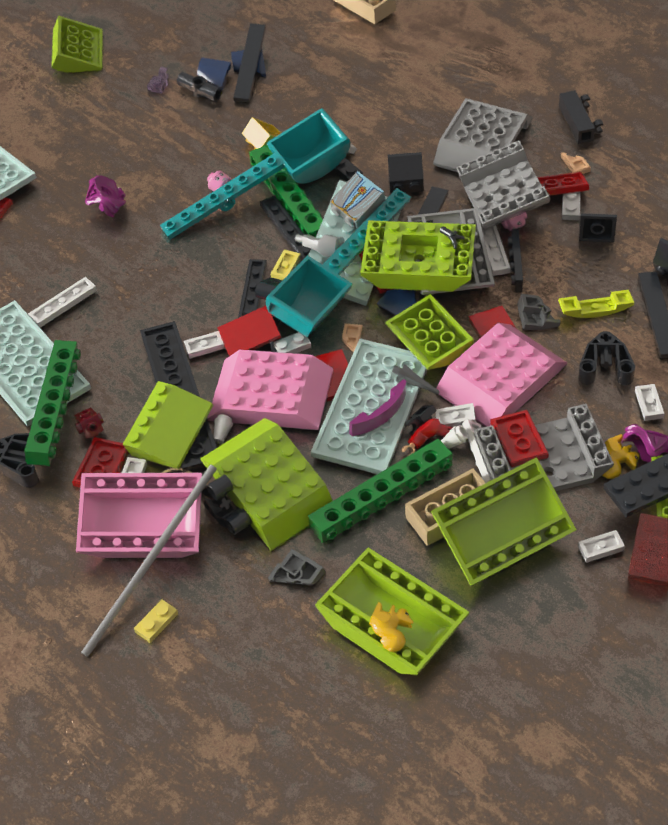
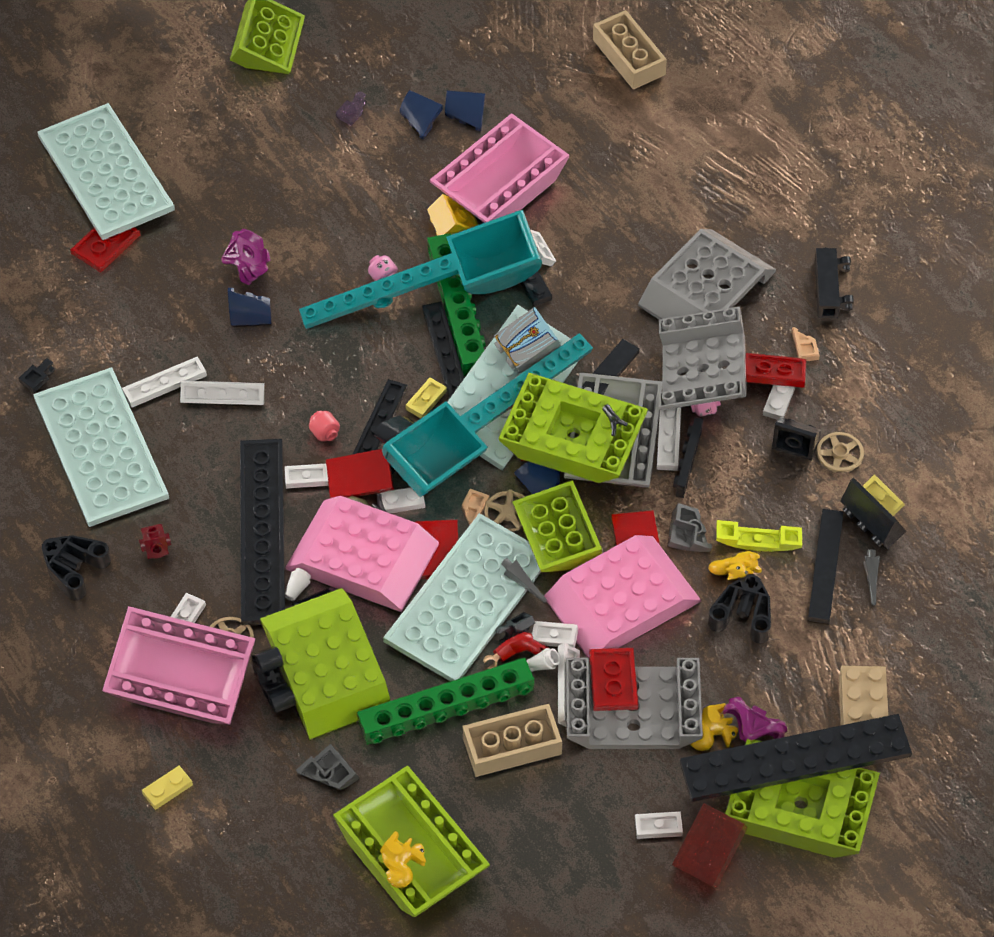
camera: 10 degrees right, 5 degrees up
(52, 403) = (121, 509): green brick -> none
(101, 457) = (158, 589): red tile -> none
(114, 299) = (222, 392): none -> white plate
(118, 232) = (248, 309): none -> dark blue slope
(148, 561) = (176, 720): light grey piece -> none
(167, 425) = (237, 567): lime slope -> none
(199, 86) = (396, 129): black piece -> none
(207, 304) = (324, 426): none -> coral head
(249, 62) = (464, 111): black tile -> none
(293, 92) = (502, 170): none -> bright pink slope
(325, 246) = (473, 390): light grey animal -> none
(365, 423) = (450, 620): magenta slope -> none
(381, 333) = (507, 510): none -> tan wheel
(405, 172) = (598, 312): black slope -> none
(503, 521) = (557, 773): lime slope -> none
(589, 329) = (737, 566): none -> yellow animal
(635, 230) = (839, 452): none -> tan wheel
(649, 402) = (773, 671): white plate -> none

